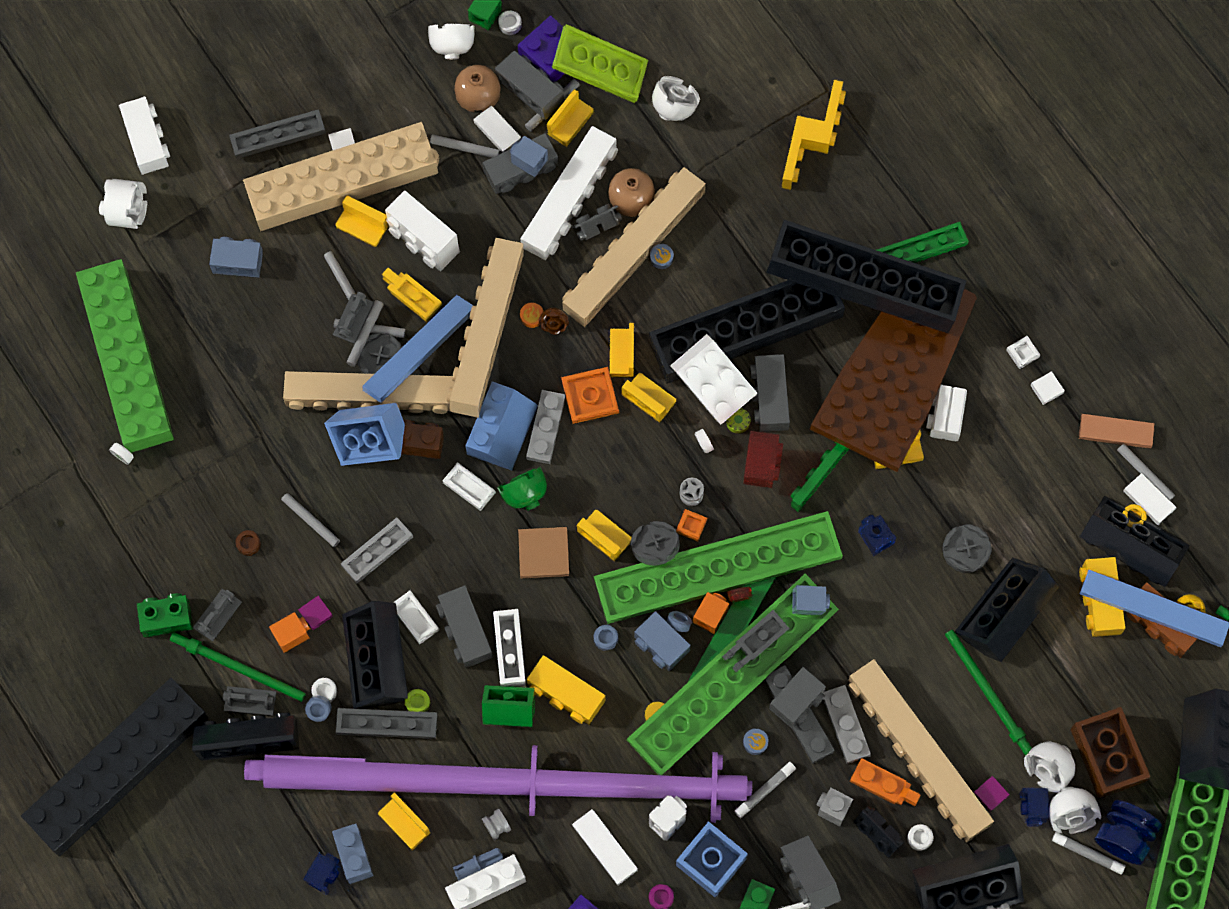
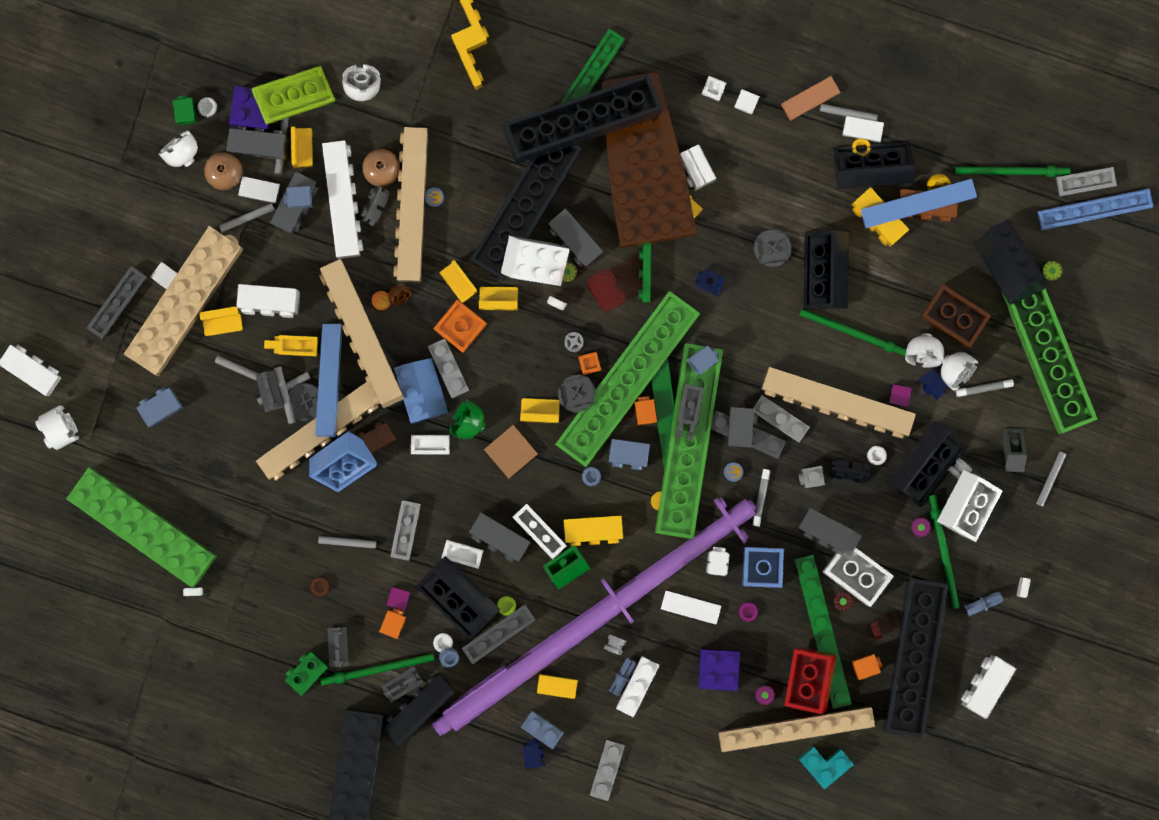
camera: 40 degrees left, 15 degrees up
(679, 621) = (630, 432): sand blue tile -> none
(740, 594) = (655, 387): clear red tile -> none
(883, 784) = (830, 439): orange hinge -> none
(1128, 831) = (1001, 359): clear blue wheel -> none

